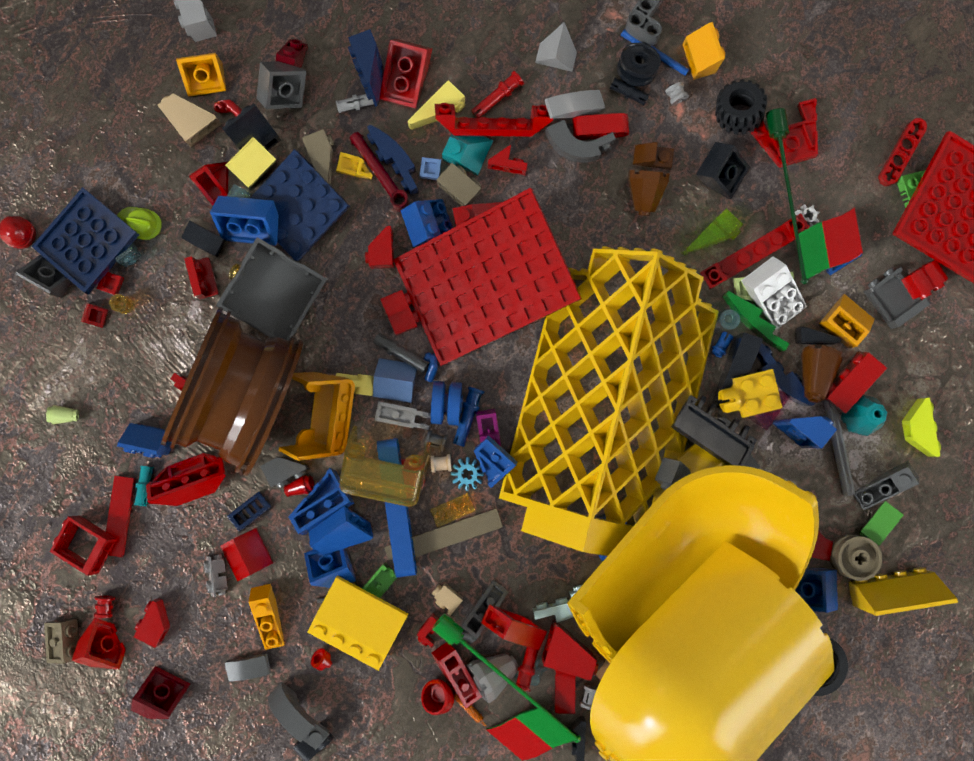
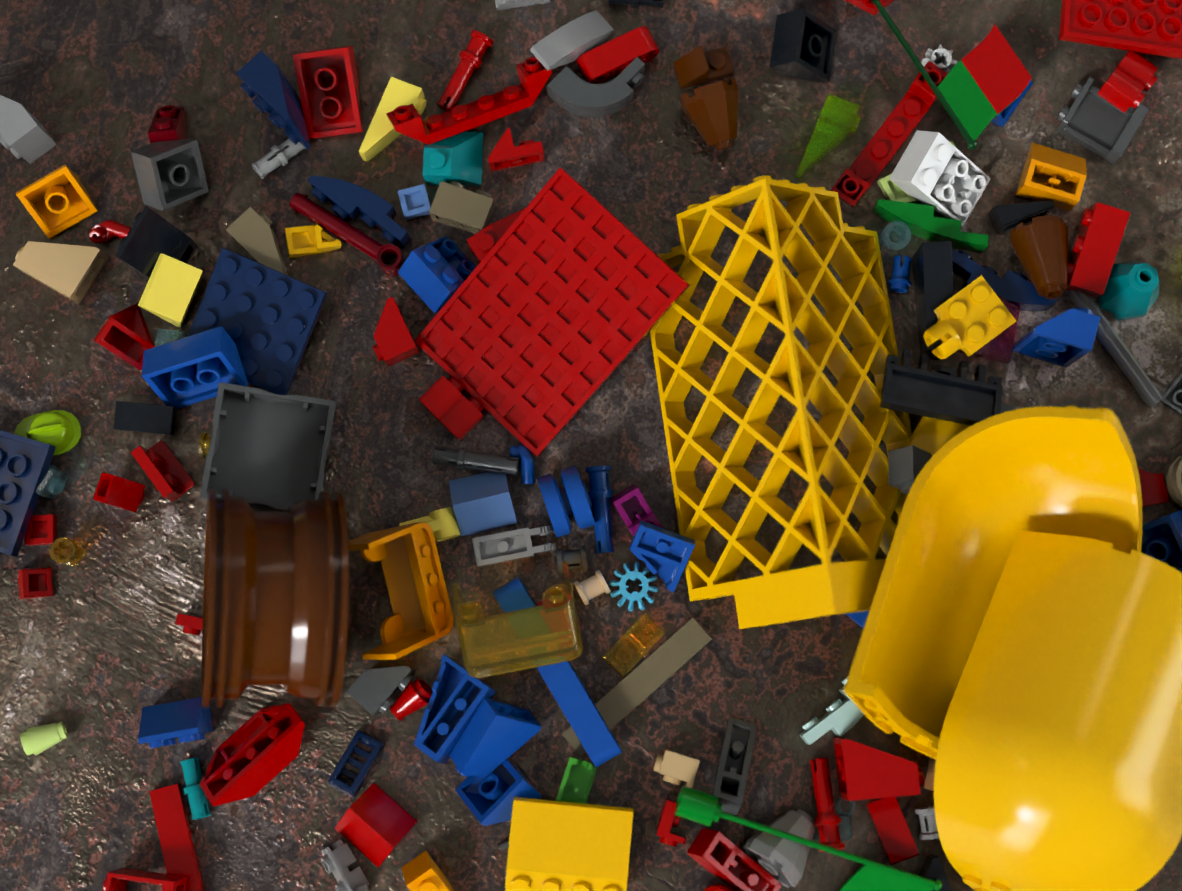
camera: 15 degrees left, 5 degrees down
(168, 280) = (119, 492): none -> red brick
(514, 627) = (785, 766): red window -> none

